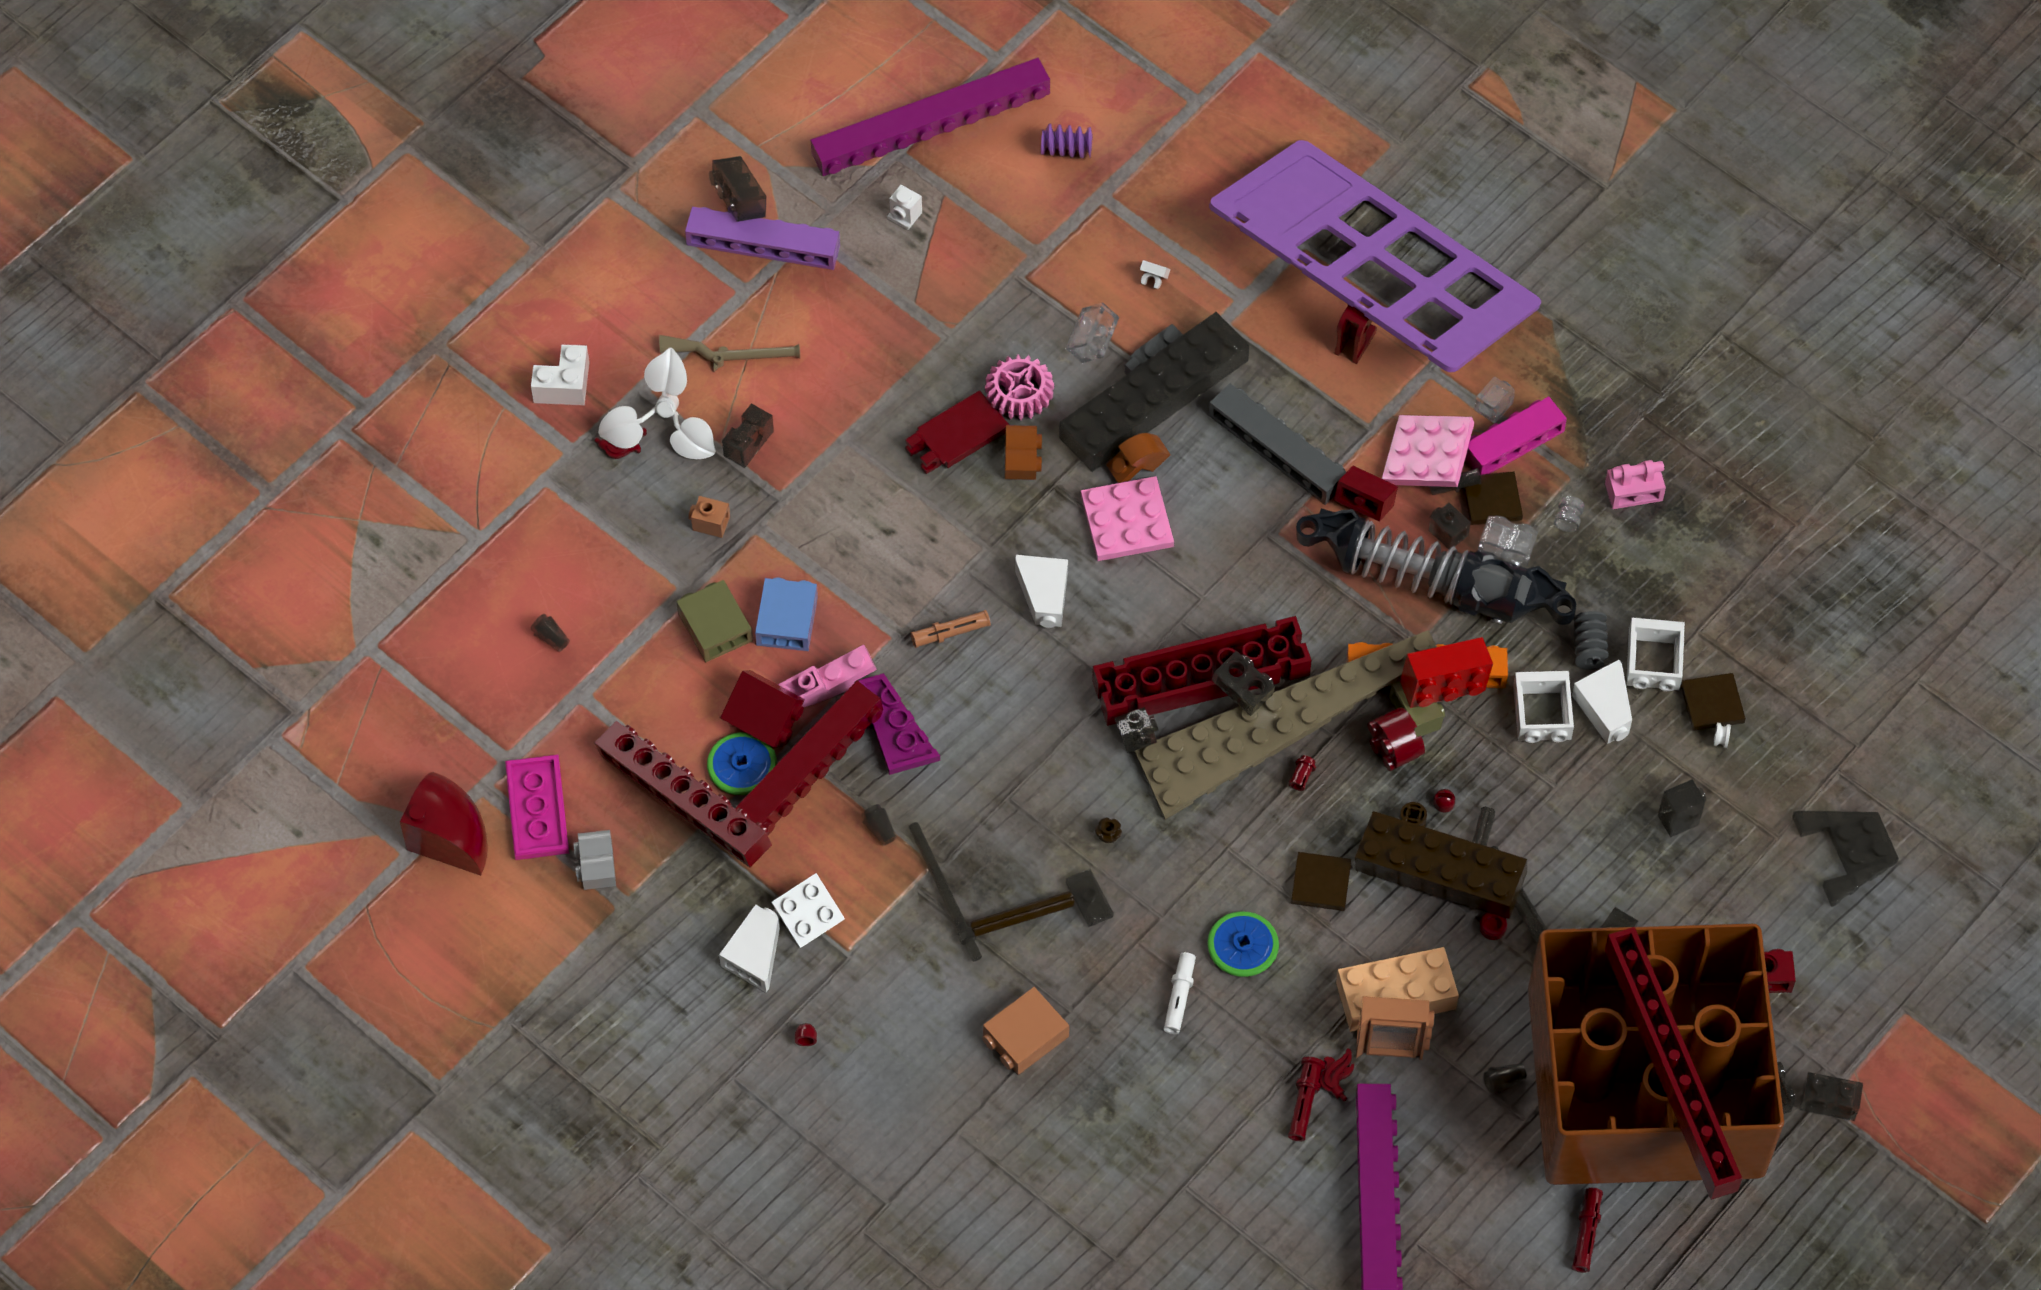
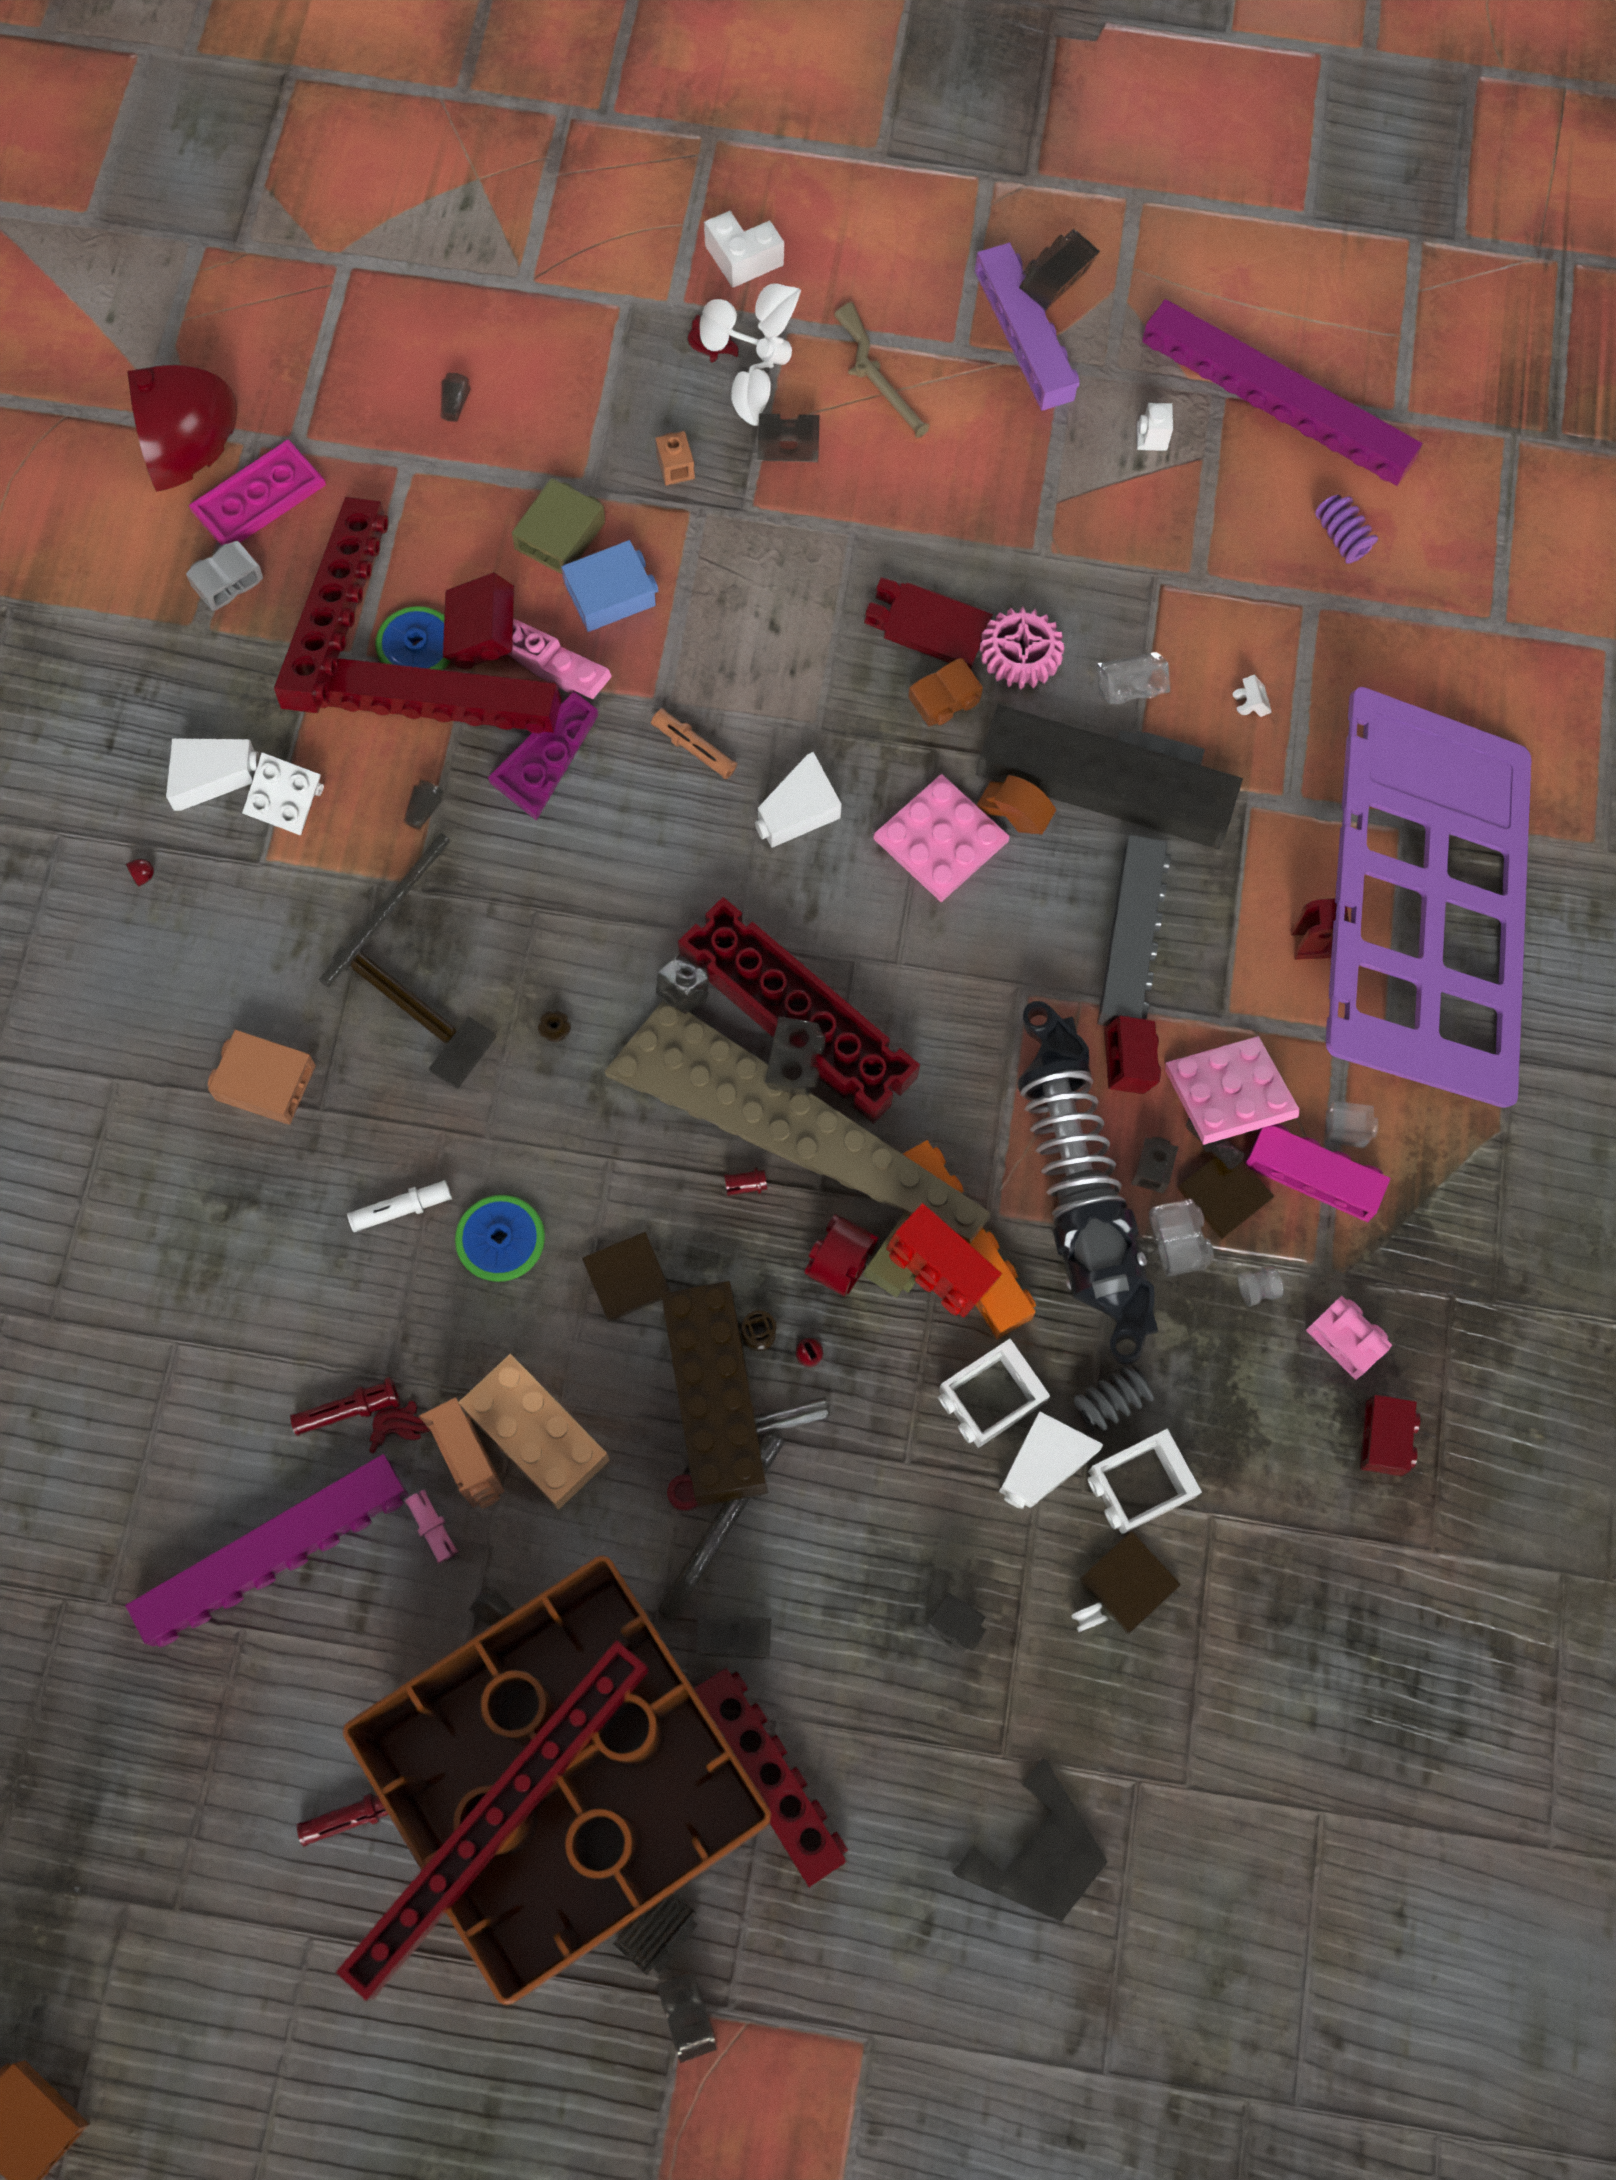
camera: 55 degrees right, 10 degrees up
(1422, 1087) = (431, 1526): none -> bright pink pin
(1711, 501) = (1389, 1435): none -> dark red brick

